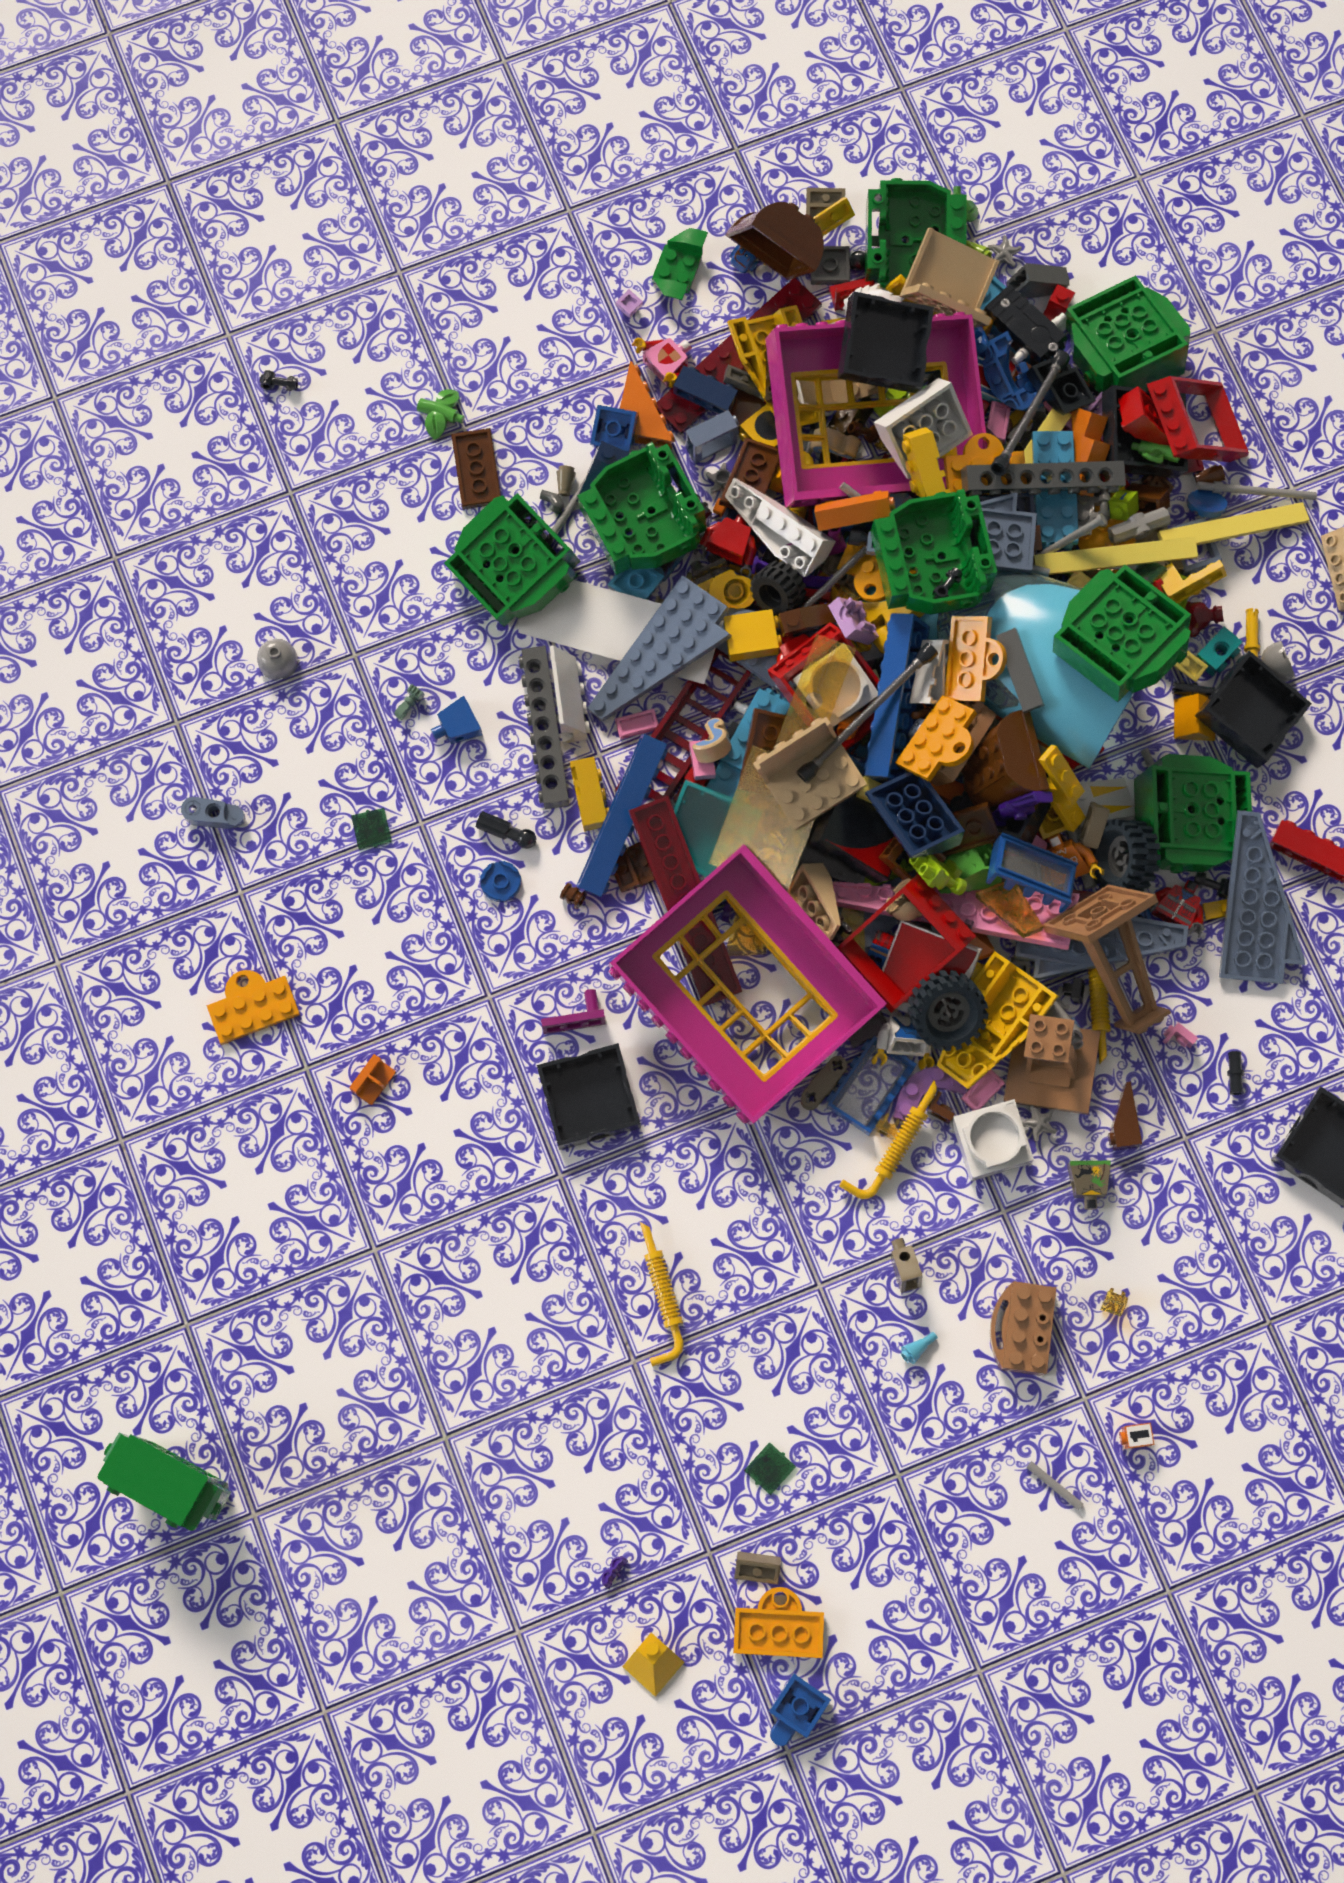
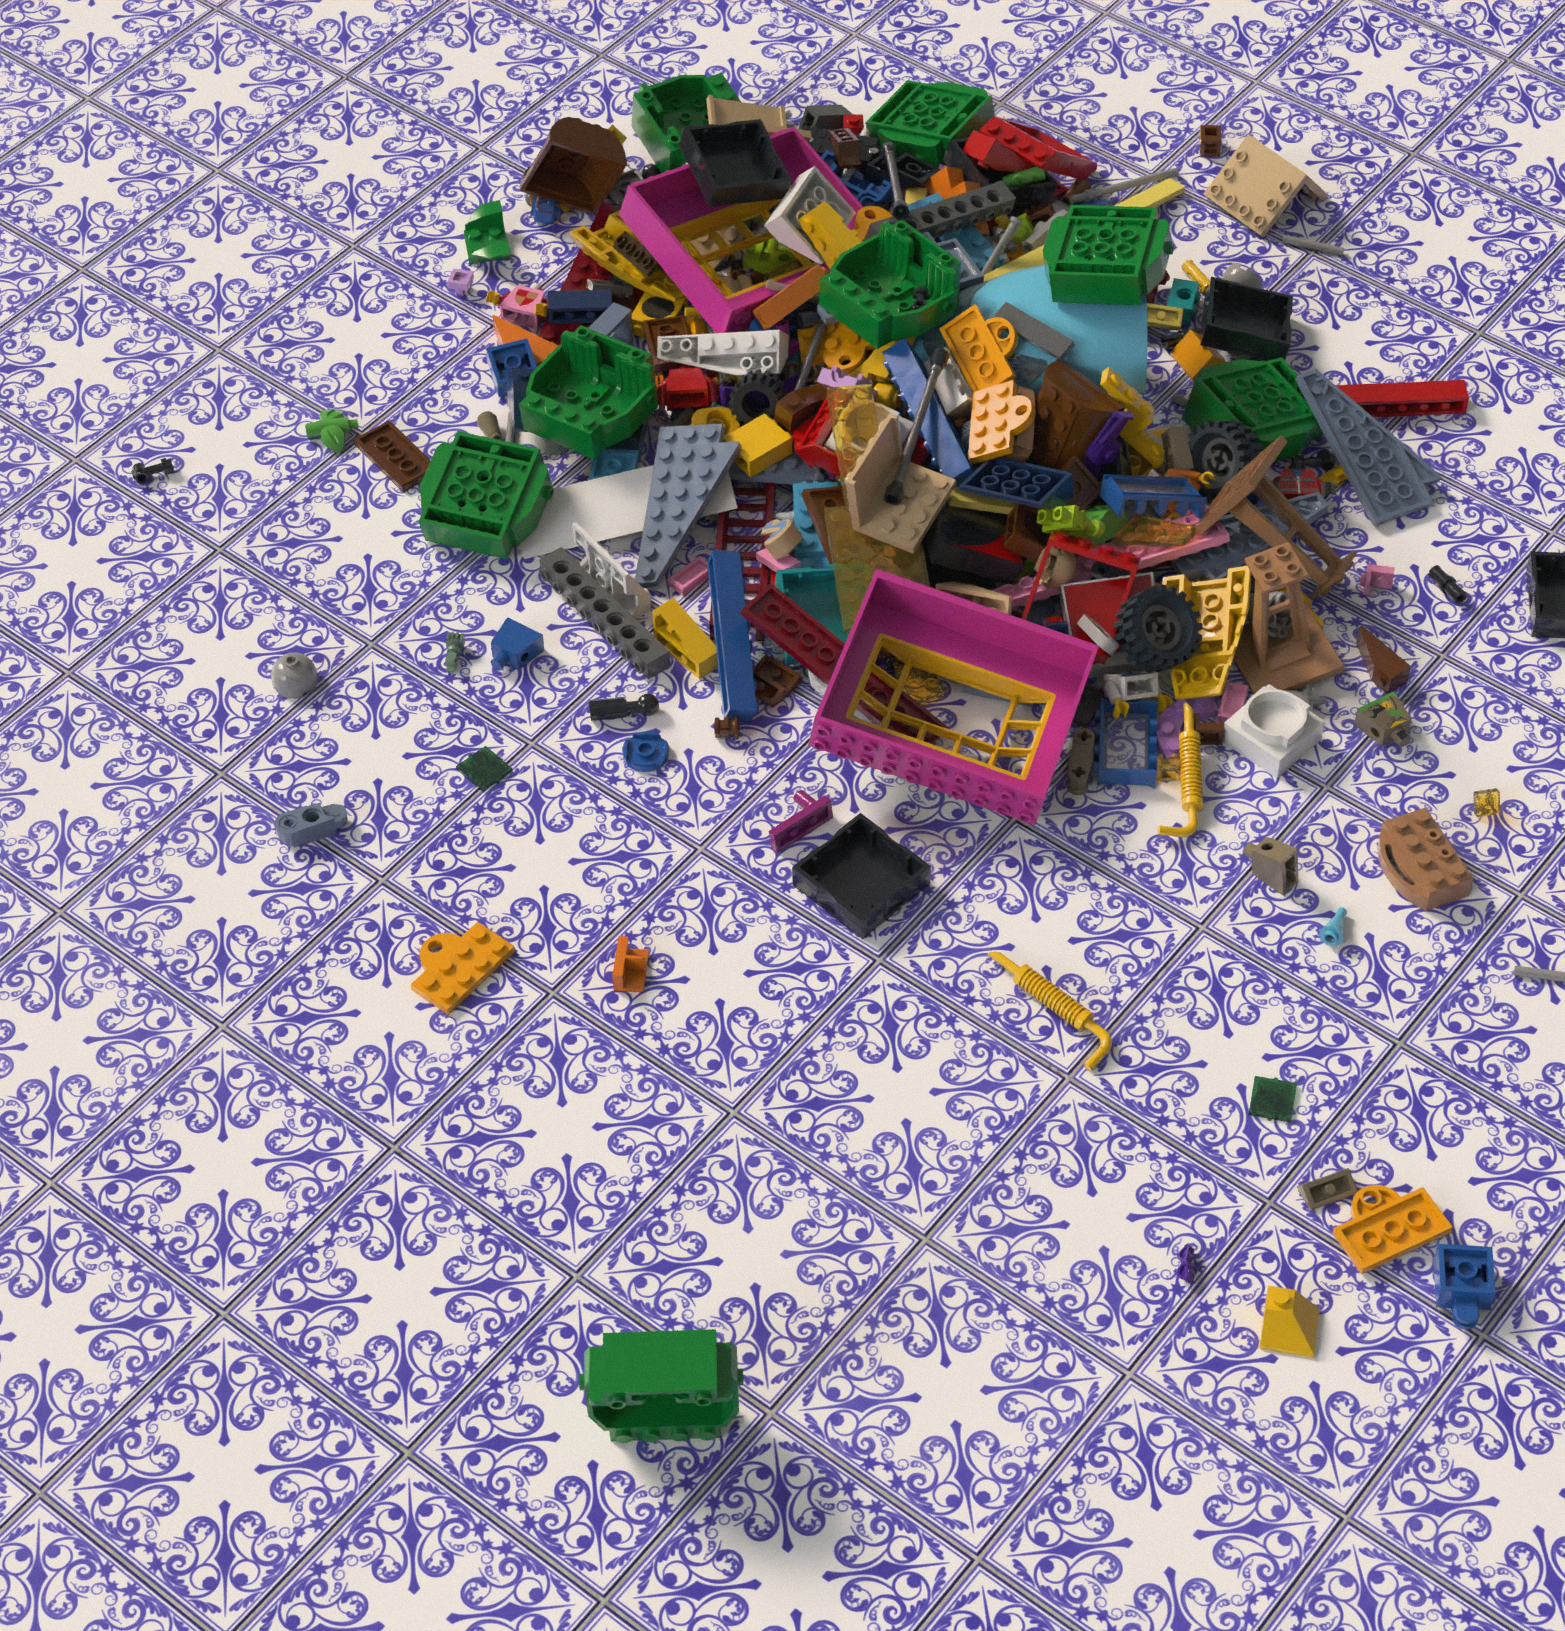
camera: 30 degrees left, 25 degrees down
(898, 978) = (1098, 634): none -> light grey beam
(1026, 333) = (845, 147): none -> reddish brown slope

